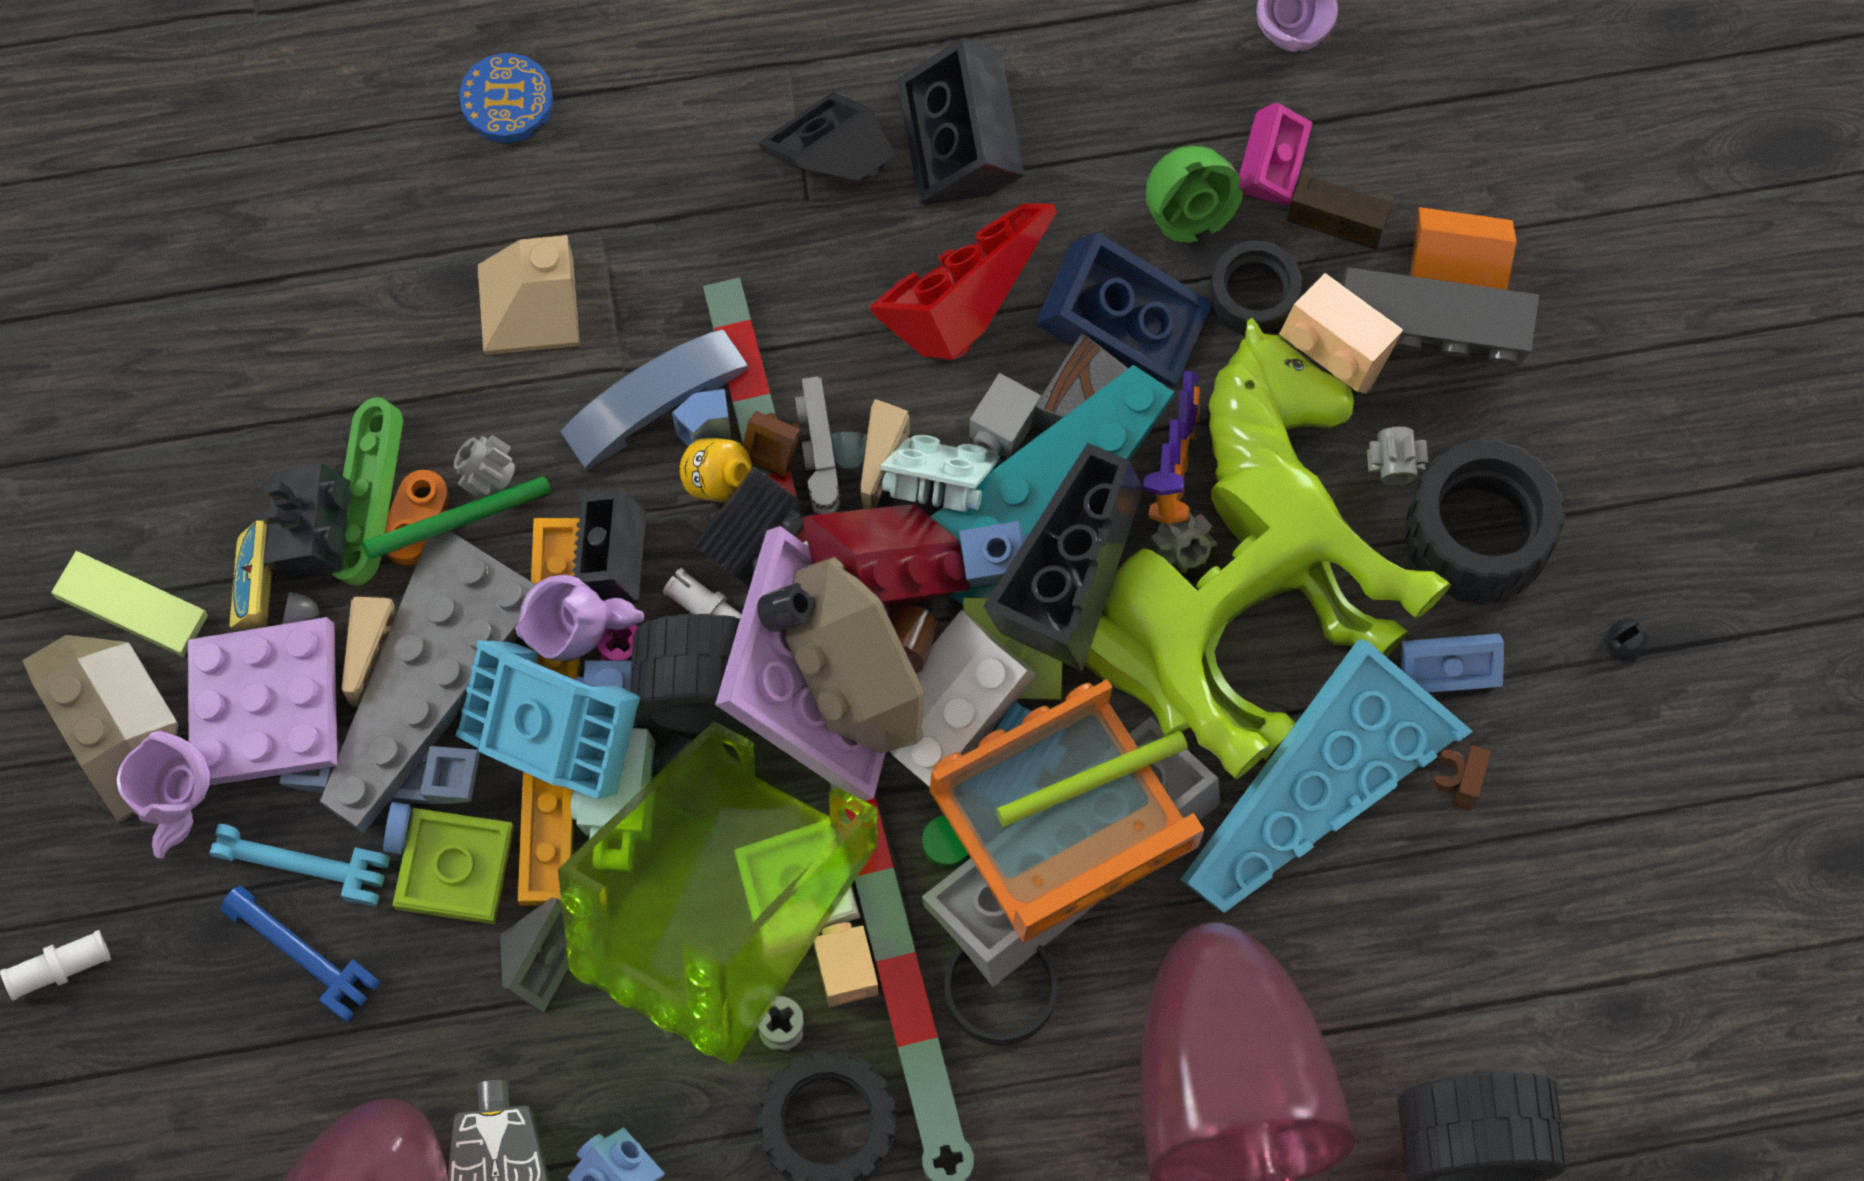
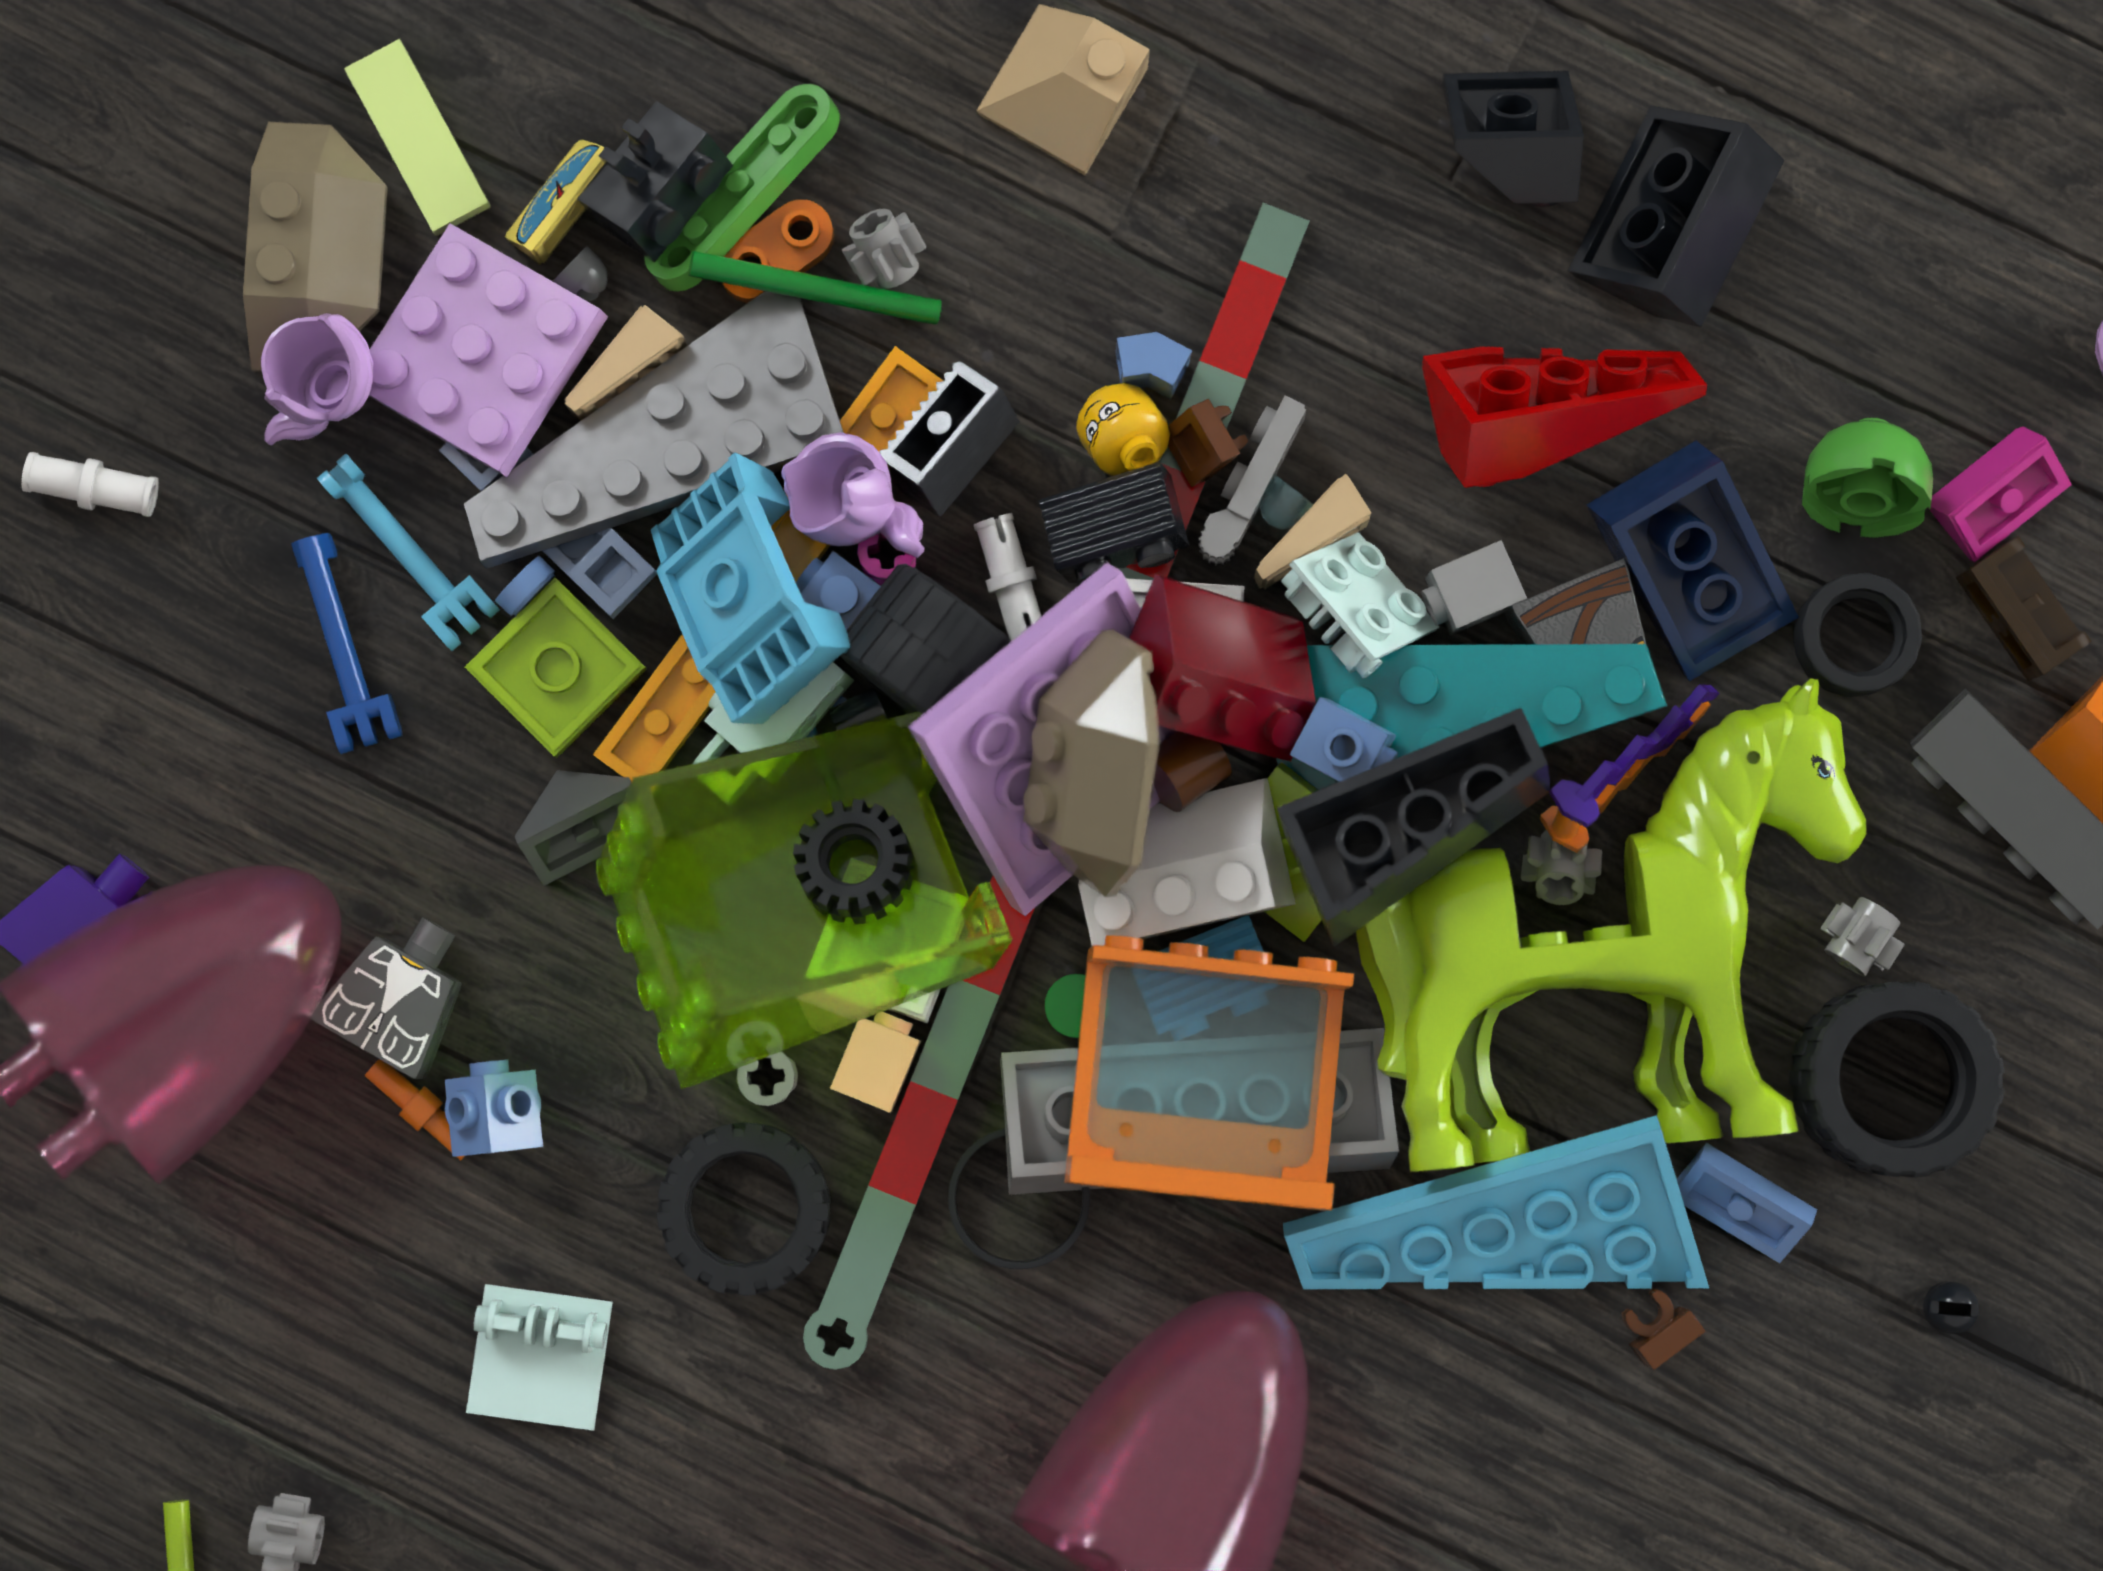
camera: 35 degrees right, 15 degrees up
(649, 393) = (1119, 293): sand blue slope -> none
(723, 821) = (845, 825): none -> black tyre
(785, 608) = (1057, 671): black hose -> none
(1091, 778) = (1262, 1063): lime bar -> none
(1341, 333) = (1899, 766): light nougat slope -> none

